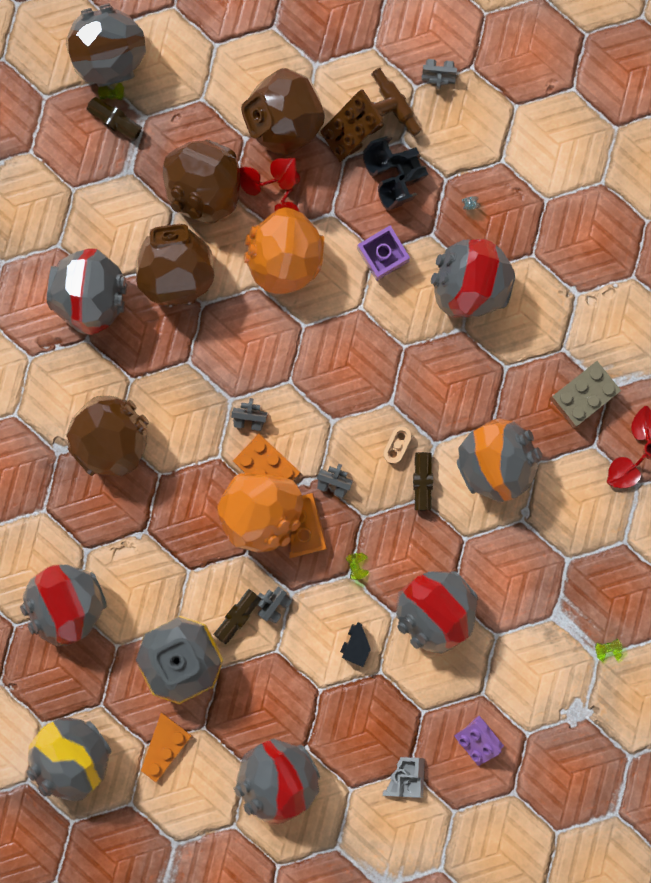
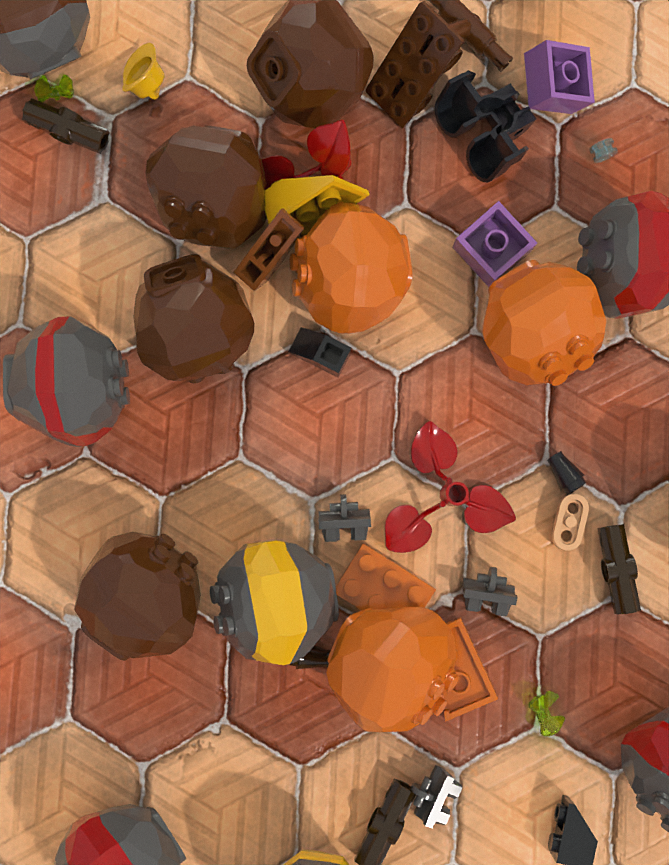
camera: 10 degrees left, 0 degrees up
(172, 92) = (143, 73): none -> yellow piece
(193, 455) = (274, 601): none -> rock
(207, 498) = (315, 658): none -> dark brown cone
(233, 230) = (269, 250): none -> dark orange slope
(255, 302) = (320, 351): none -> black slope
(260, 203) = (309, 197): none -> yellow slope
(344, 425) = (486, 506): none -> red plant
(401, 311) = (543, 323): none -> orange rock
(401, 413) = (566, 473): none -> black cone
(448, 150) = (559, 77): none -> medium lavender brick

